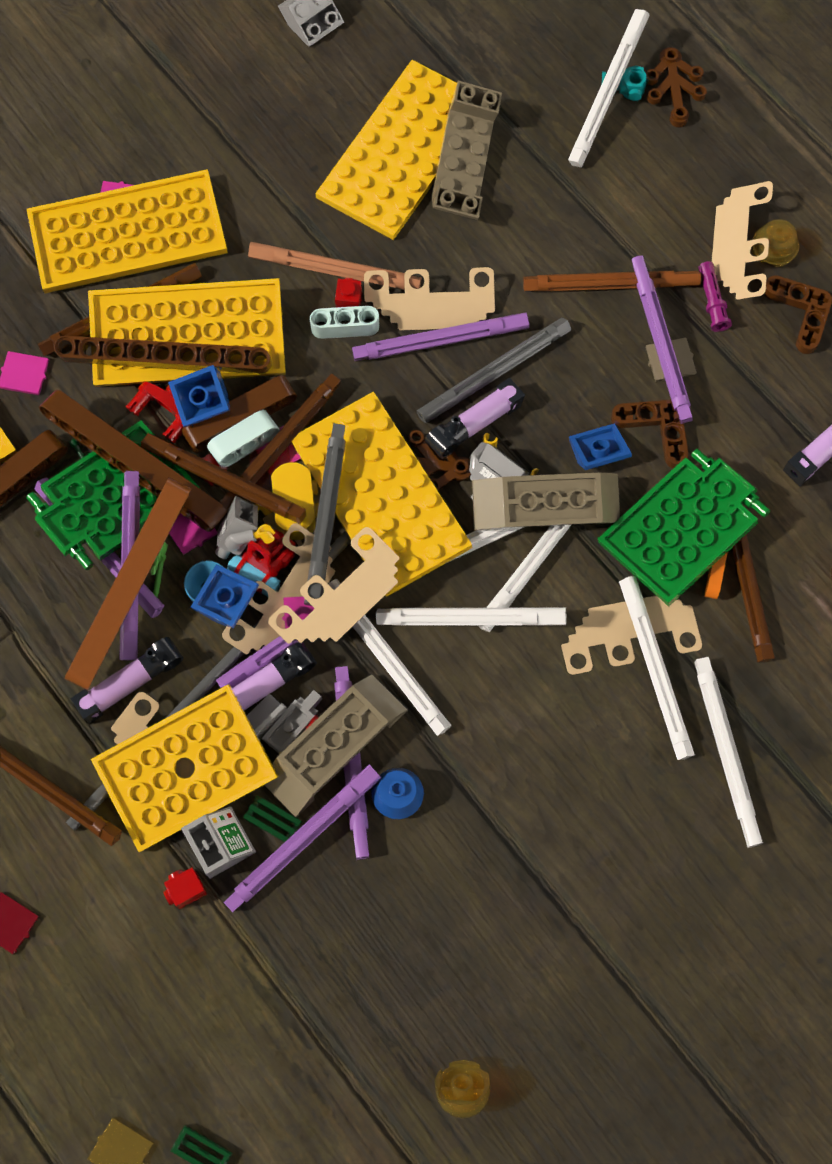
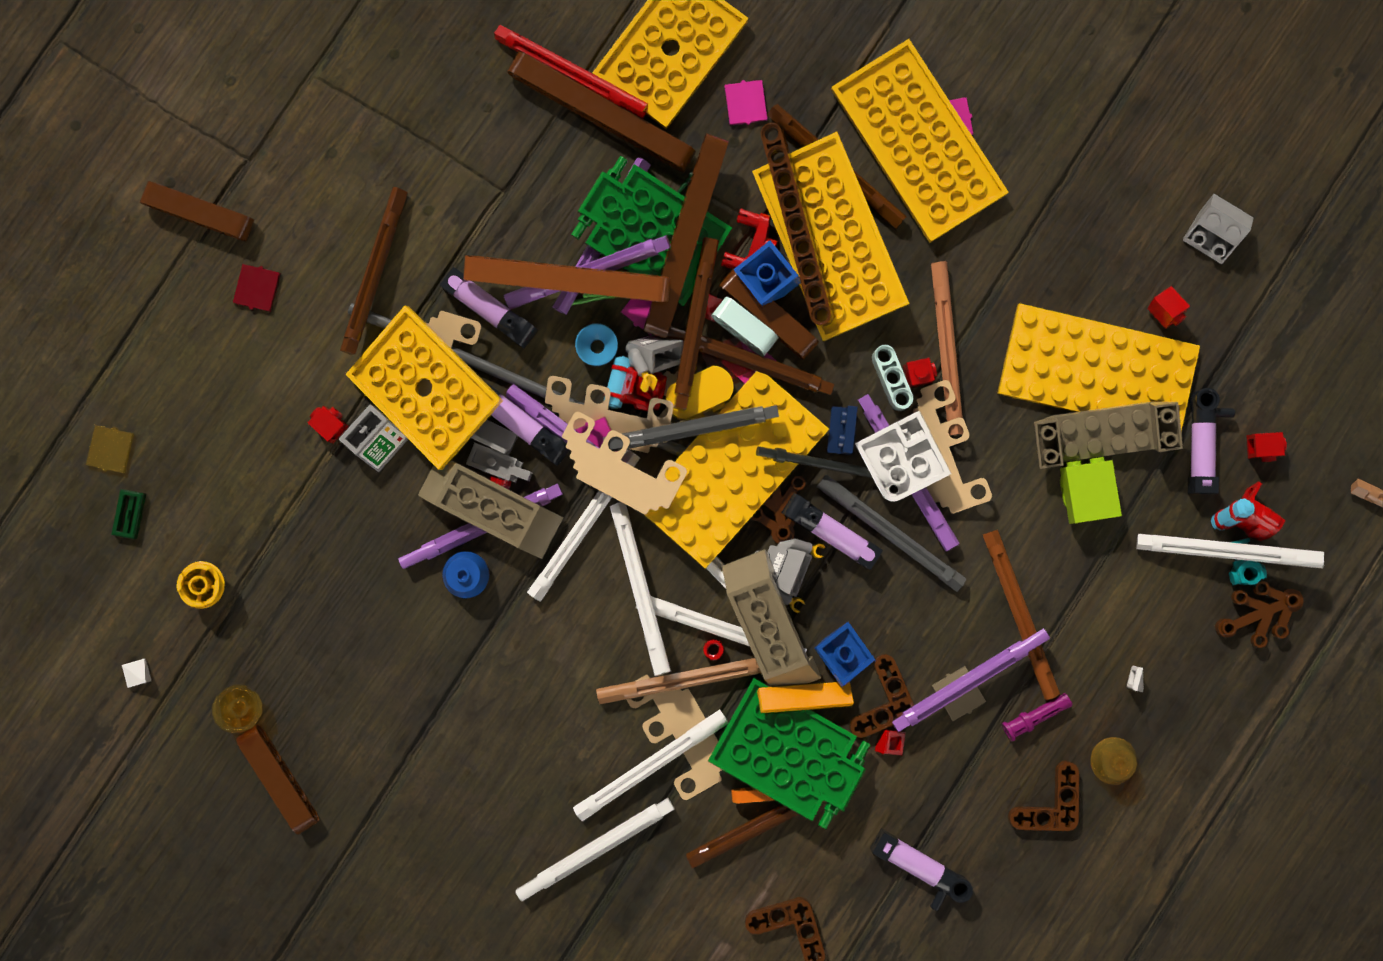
camera: 70 degrees right, 15 degrees up
(224, 596) = (585, 366): blue slope -> none
(254, 808) = (397, 493): dark green tile -> none
(303, 837) = (400, 508): medium lavender piece -> none
(310, 1084) = (200, 585): none -> yellow cone
(368, 71) = (1169, 307): none -> red brick
(380, 379) = (842, 430): none -> dark blue bracket
(385, 436) = (781, 455): none -> pearl dark grey bar
(426, 331) = (903, 457): none -> white slope
(513, 185) = (1090, 490): none -> lime brick
(522, 34) = (1266, 446): none -> red brick
(532, 91) = (1203, 441): none -> piece
(554, 1071) = (277, 779): none -> reddish brown beam
(557, 563) = (720, 652): none -> red axle
(577, 612) = (677, 681): none -> medium nougat piece
(583, 63) = (1250, 516): none -> red piece
(631, 495) = (804, 697): none -> light orange tile
(701, 433) = (891, 742): none -> red slope
(703, 202) = (1135, 679): none -> white slope
(730, 240) = (1095, 717): tan piece -> none

